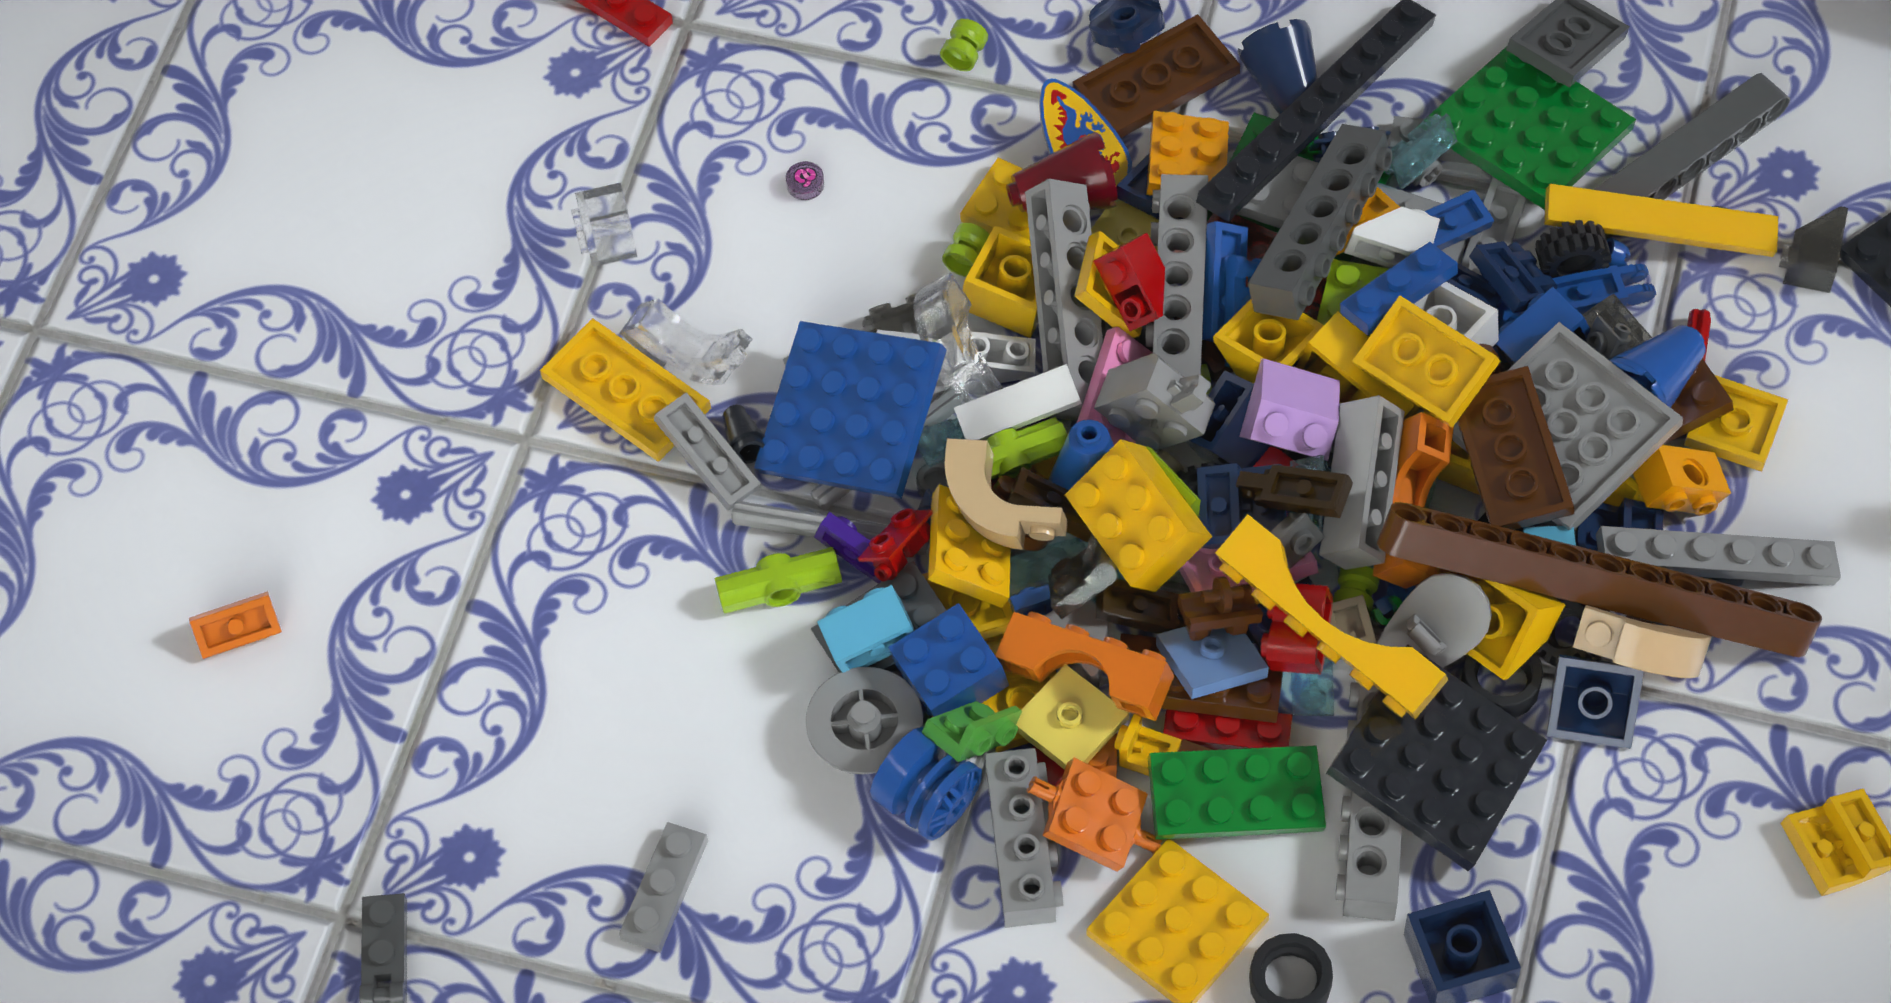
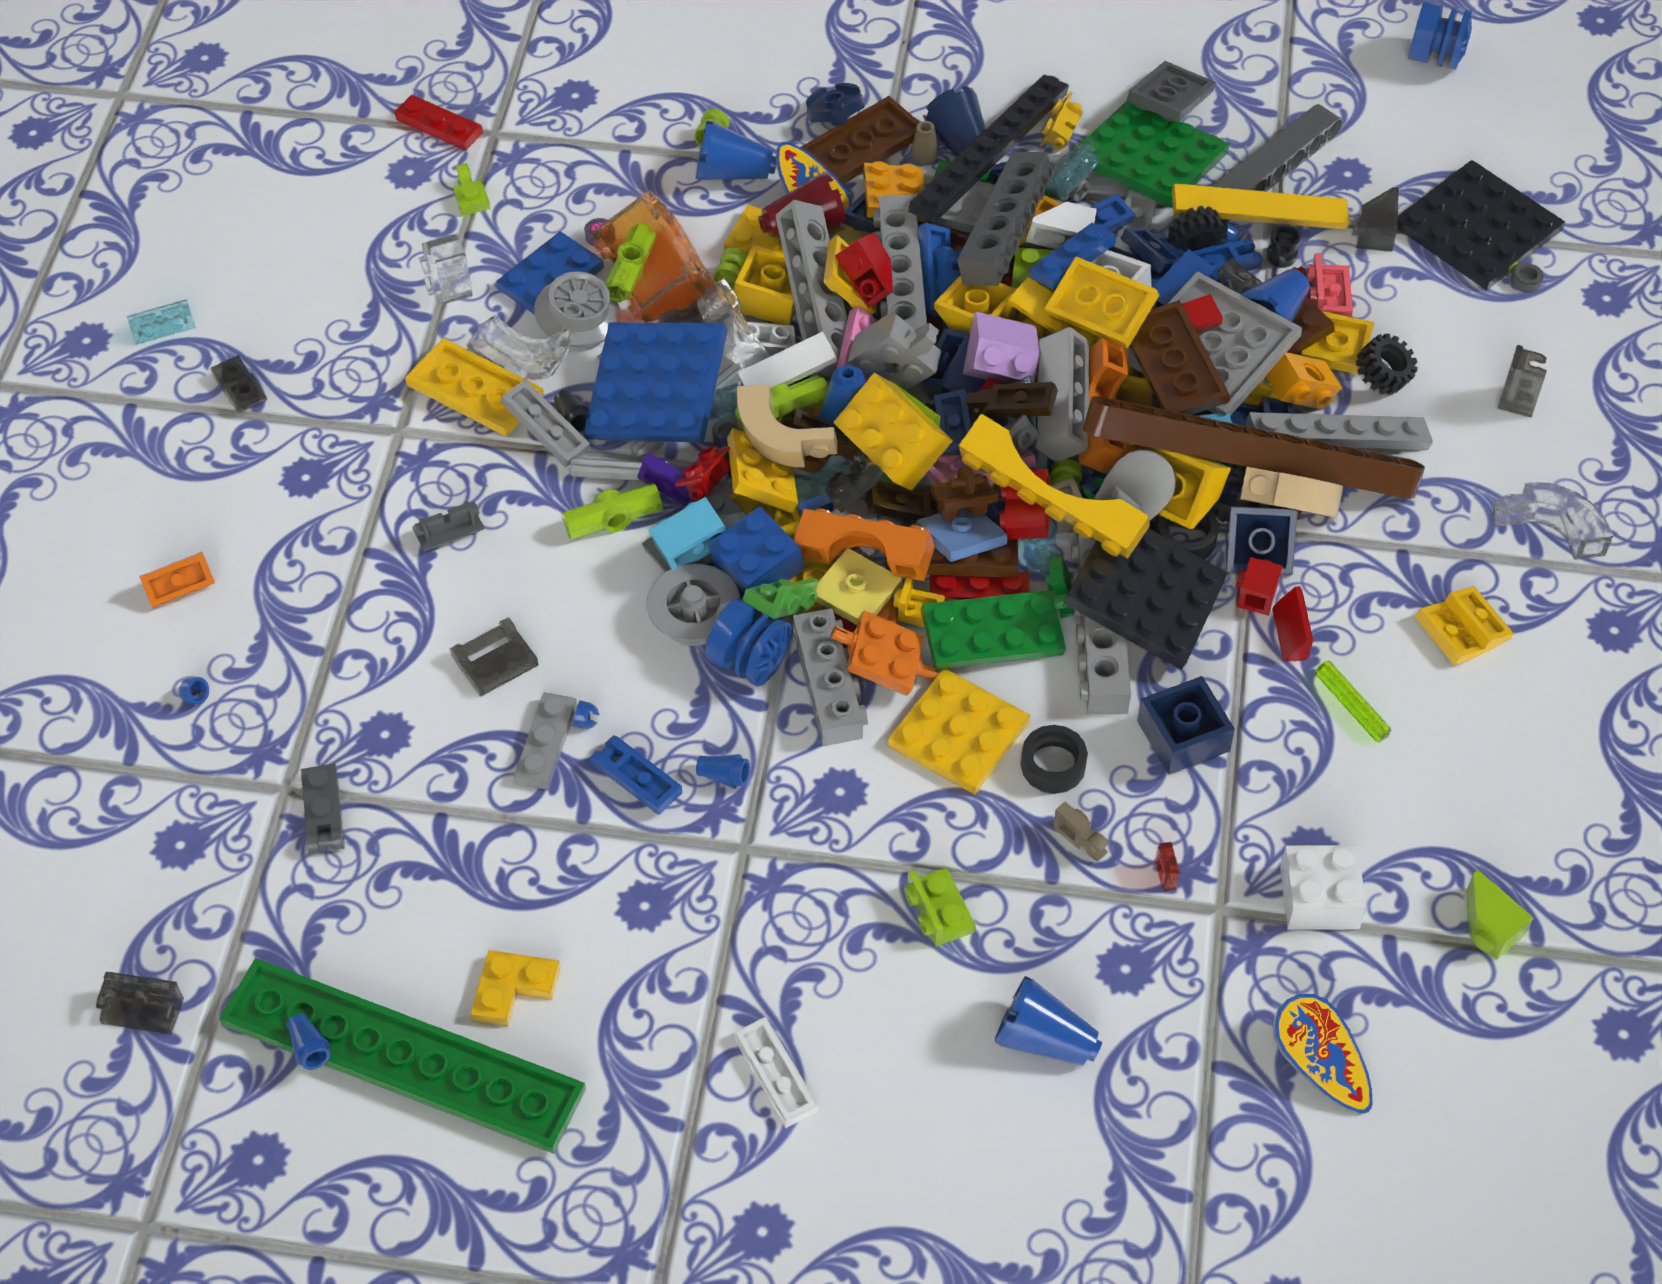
camera: 10 degrees left, 5 degrees down
(246, 263) = (161, 321): none -> clear light blue hinge
(248, 769) = (197, 685): none -> blue hinge
(334, 359) = (238, 384): none -> clear smoke slope
(573, 582) = (449, 527): none -> dark grey hinge
(617, 777) = (497, 665): none -> clear smoke plate
(647, 113) = (469, 195): none -> lime plate
(712, 857) = (583, 713): none -> blue hinge
(736, 236) = (543, 266): none -> blue plate
(764, 293) = (579, 305): none -> light grey wheel
(769, 946) = (636, 775): none -> blue plate
(831, 246) = (630, 262): none -> lime piece
(870, 229) = (673, 269): none -> clear orange windscreen
(879, 950) = (725, 769): none -> blue cone
(985, 88) = (732, 156): none -> blue cone
(1236, 90) = (925, 144): none -> dark tan cone
(1330, 733) = (1060, 582): none -> green plate
(1424, 58) = (1059, 129): none -> yellow hinge
(1556, 385) = (1203, 313): none -> red tile
(1583, 762) = (1258, 585): none -> red brick
(1620, 823) = (1293, 626): none -> red slope
(1683, 934) = (1353, 701): none -> clear neon green axle
(1685, 277) = (1283, 246): none -> black wheel
(1737, 345) = (1330, 287): none -> coral bracket
(1809, 451) = (1395, 355): none -> black tyre

